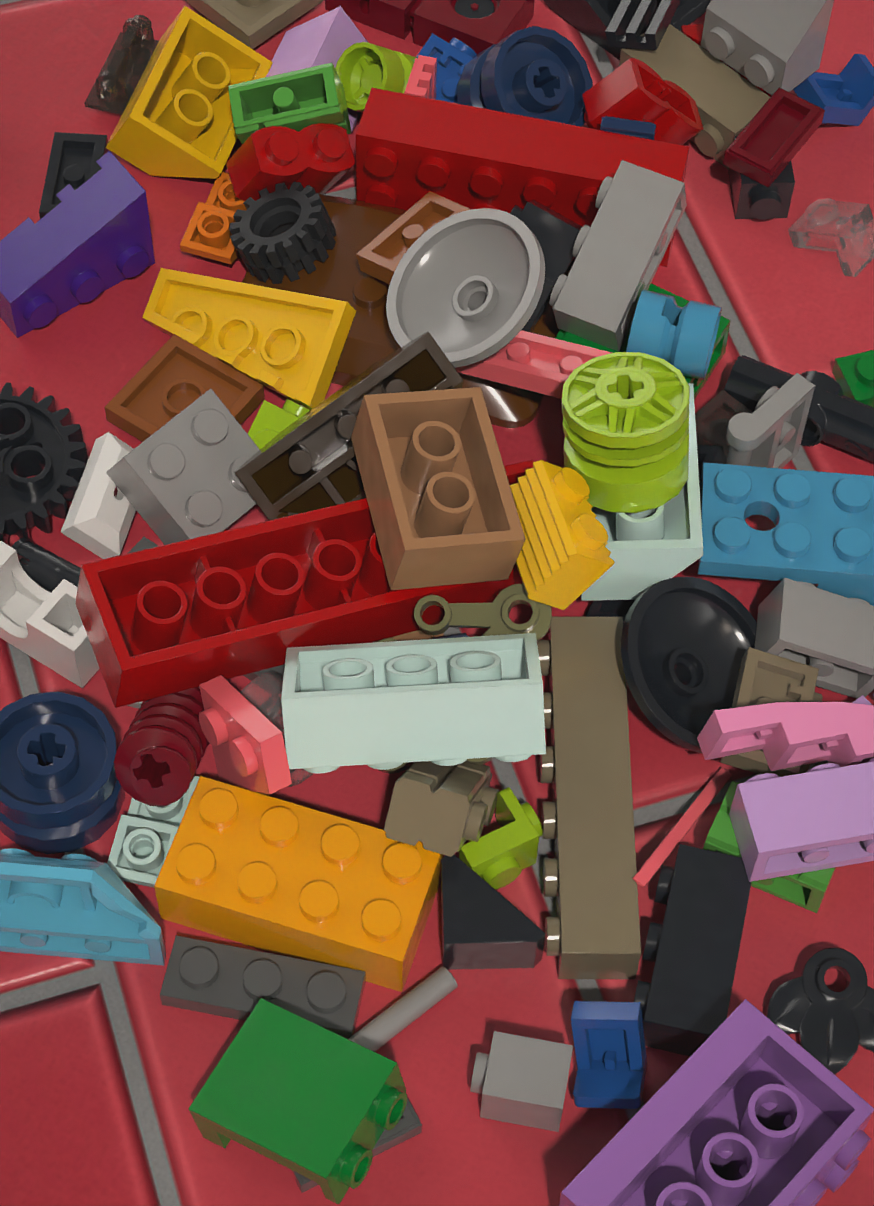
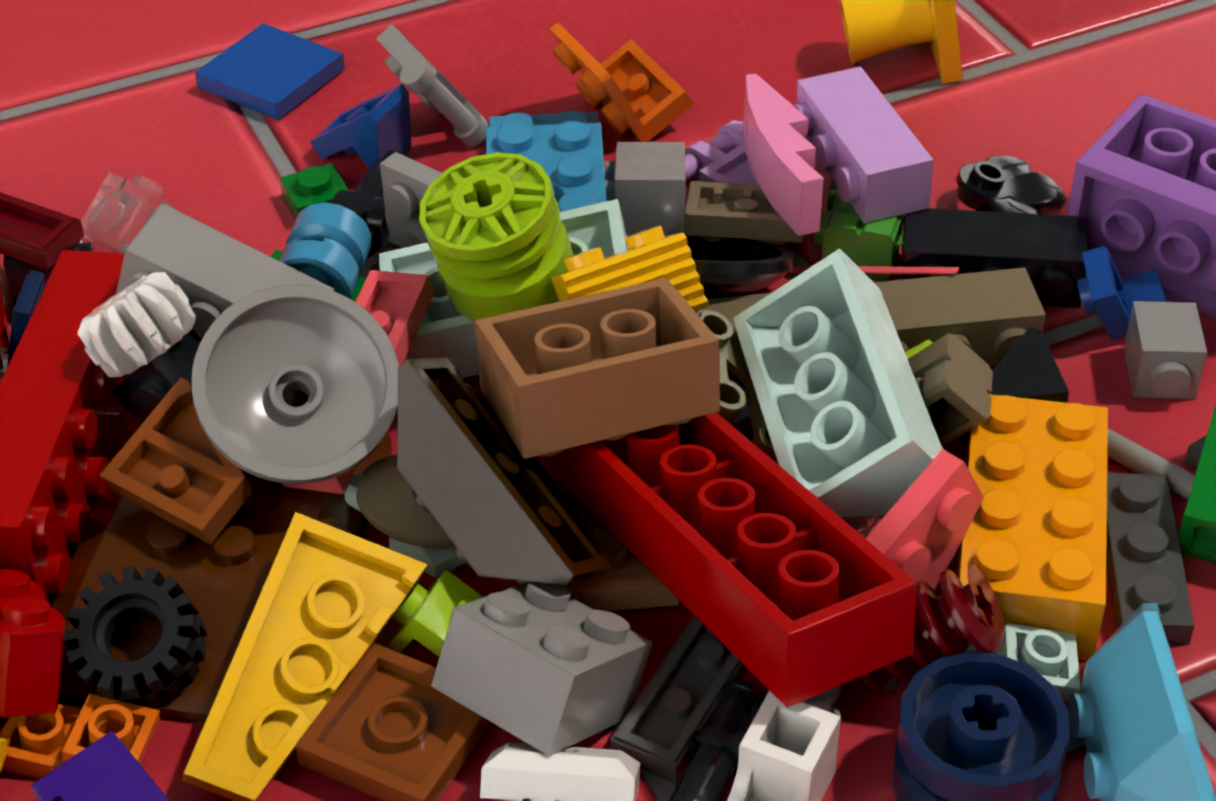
camera: 95 degrees left, 15 degrees down
(552, 183) = (136, 324): none -> white gear

